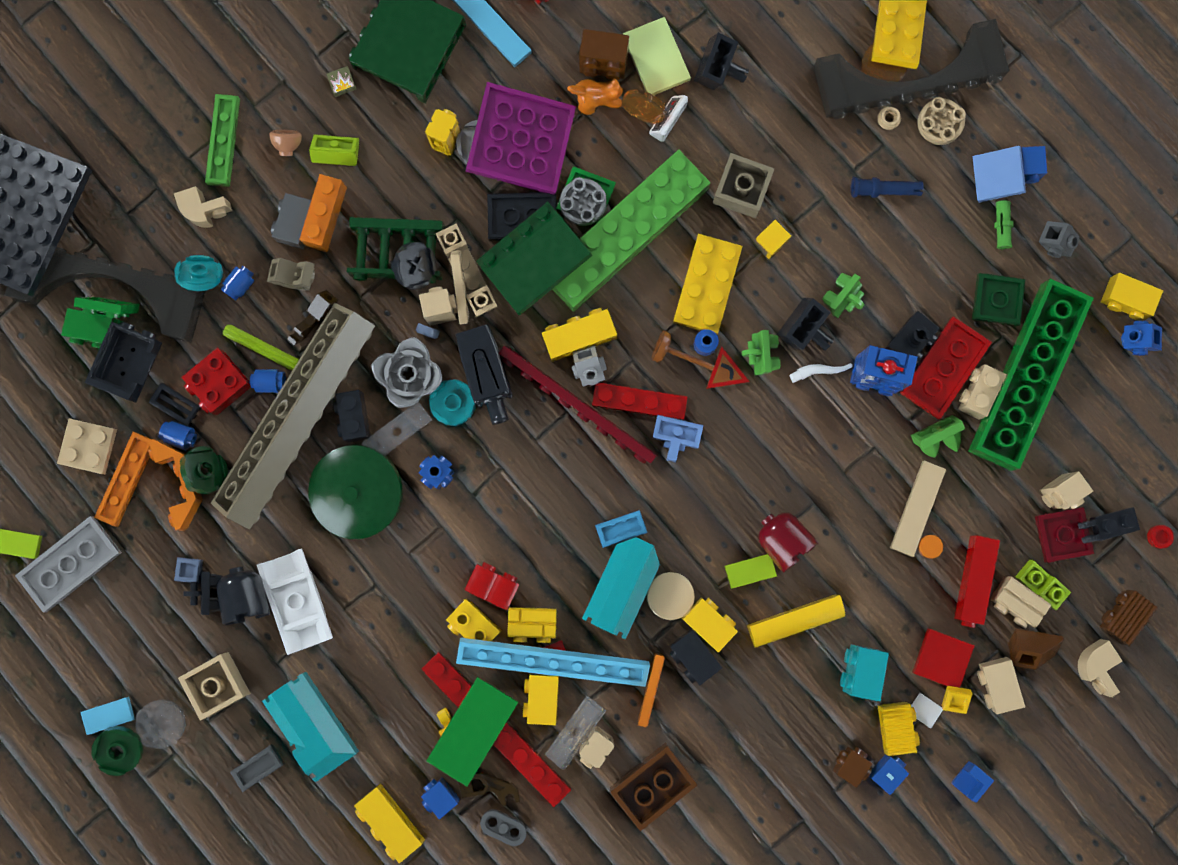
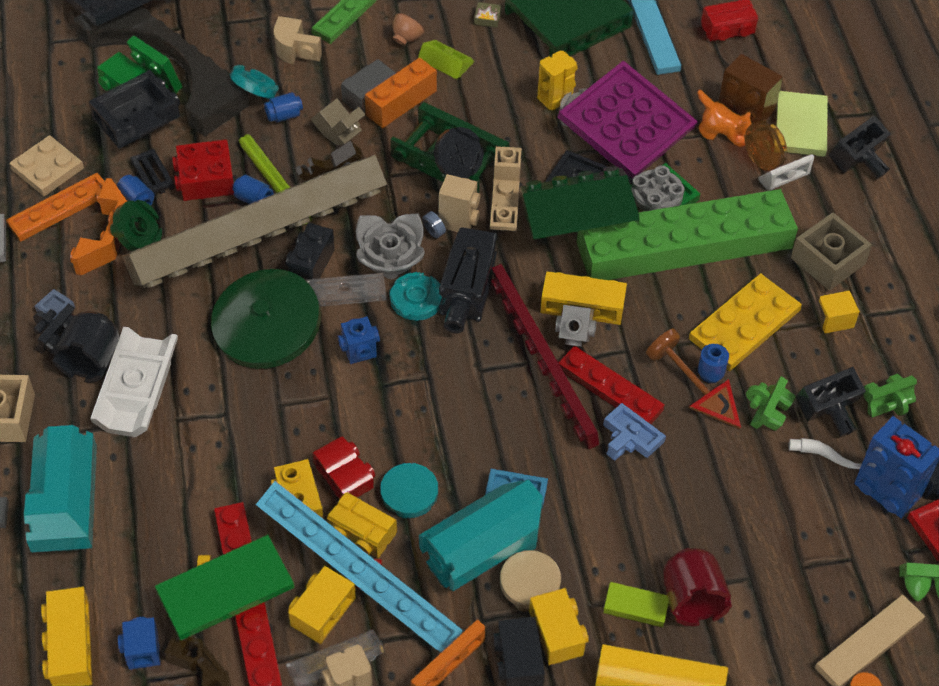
camera: 25 degrees right, 30 degrees down
(460, 287) = (491, 195): tan tile -> none
(546, 572) = (409, 490): none -> teal tile

